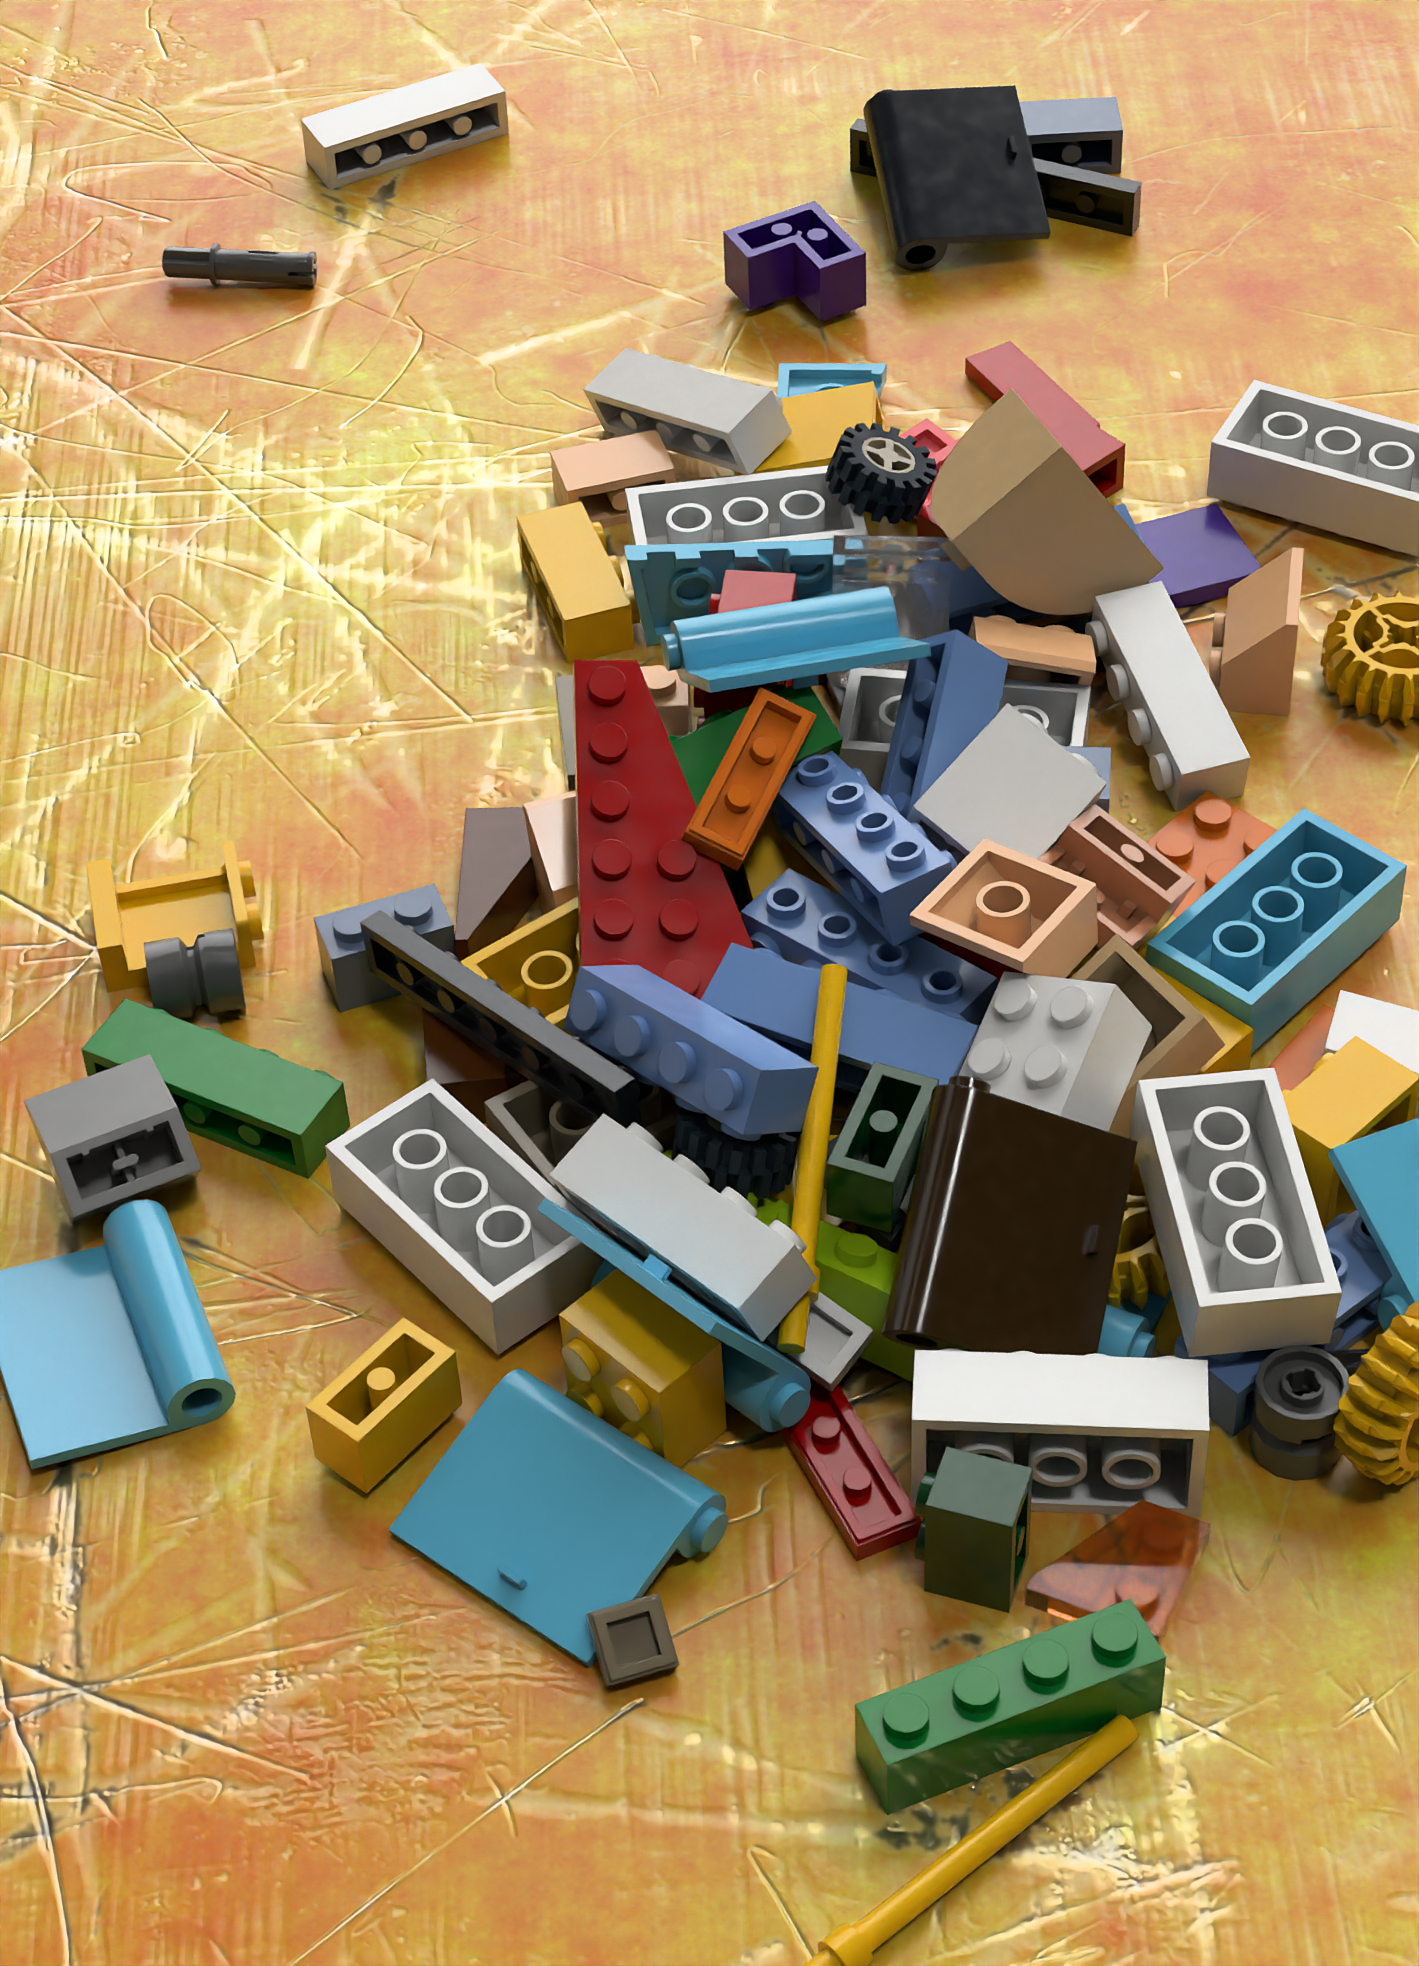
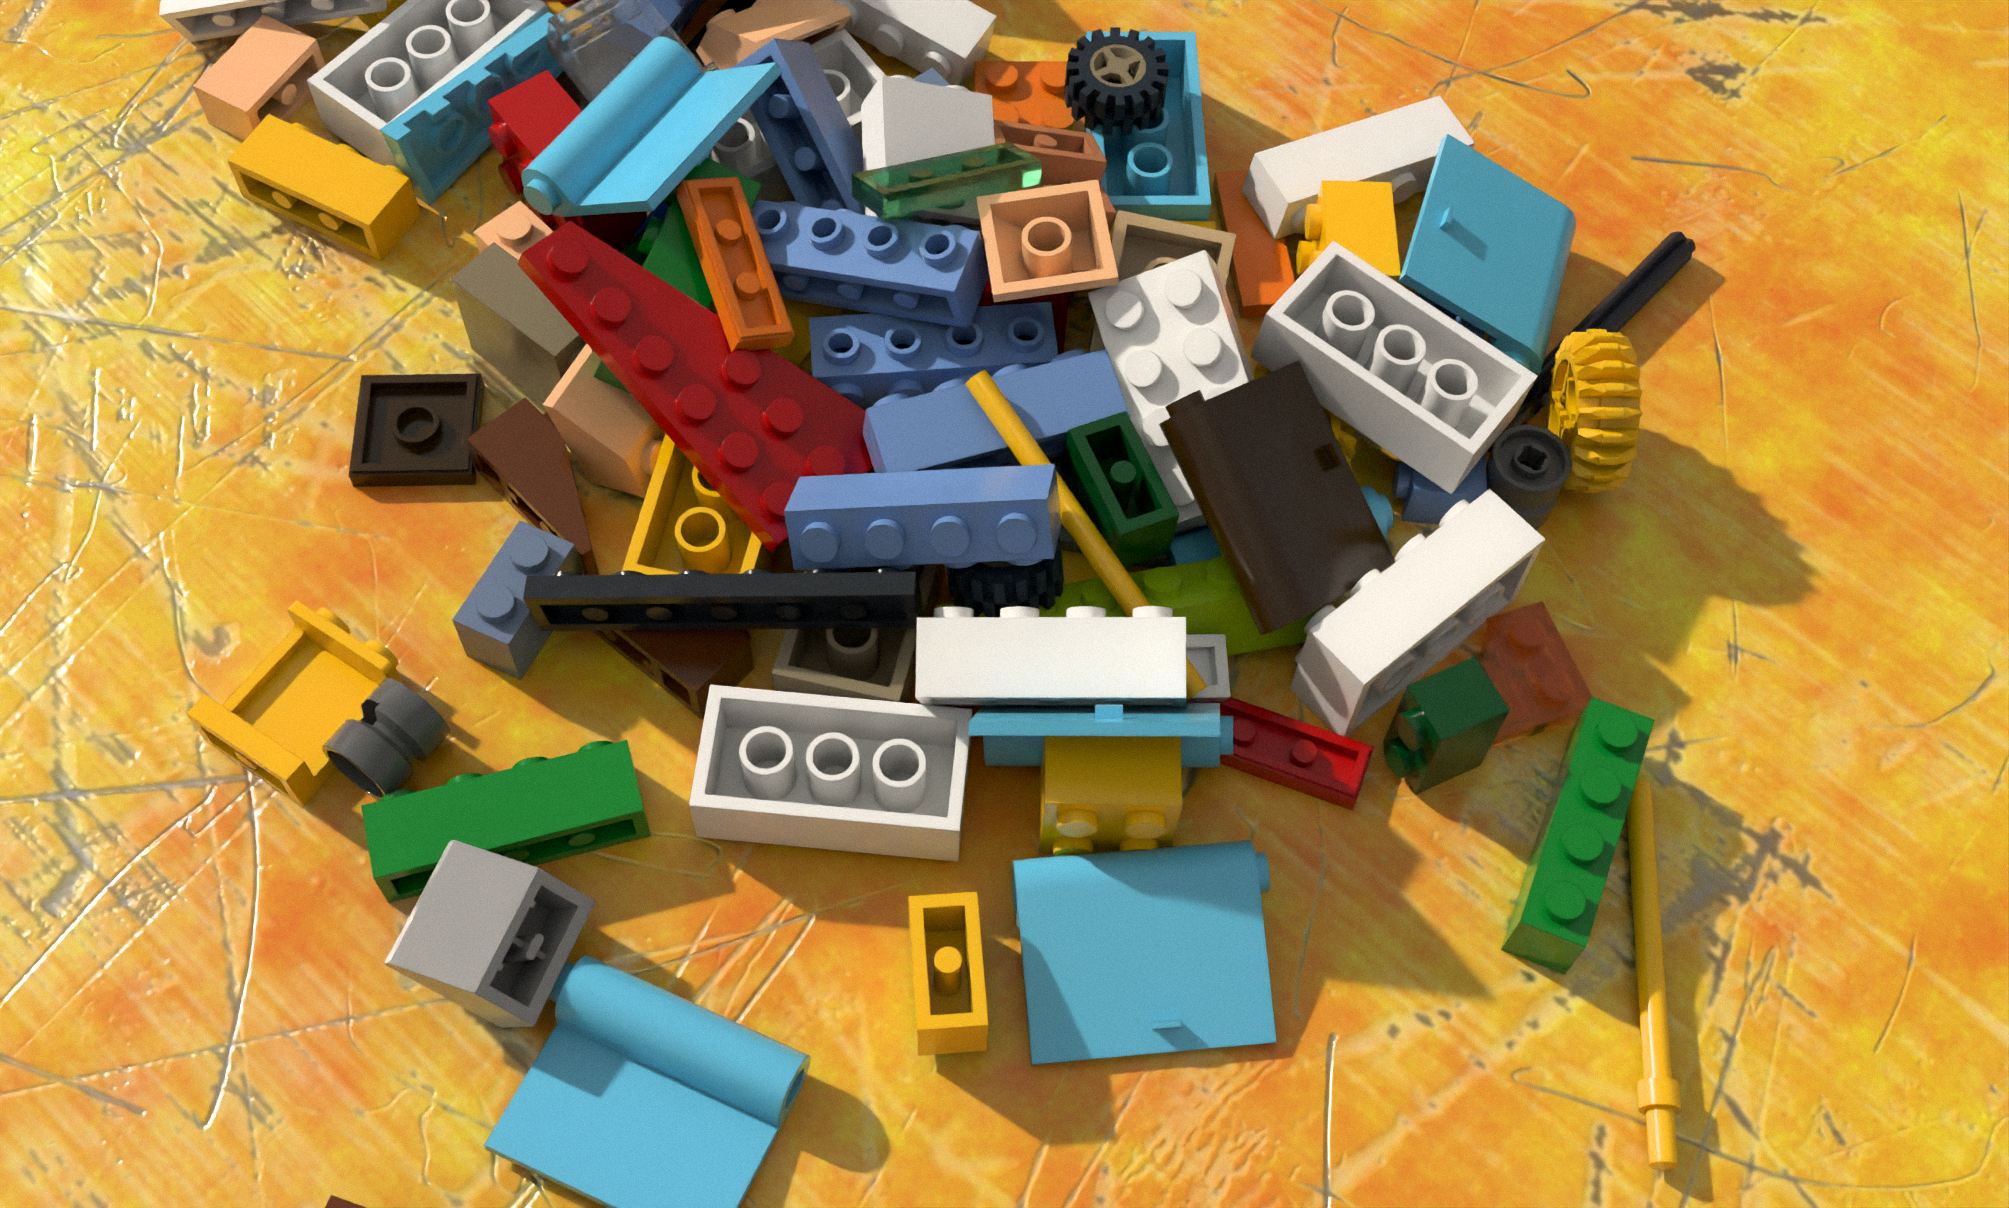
camera: 50 degrees left, 15 degrees up
(445, 781) = (416, 430): none -> dark brown tile
(632, 1640) = (1296, 999): dark tan tile -> none
(974, 812) = (945, 180): none -> clear green plate
(1268, 854) = (1116, 81): none -> black wheel

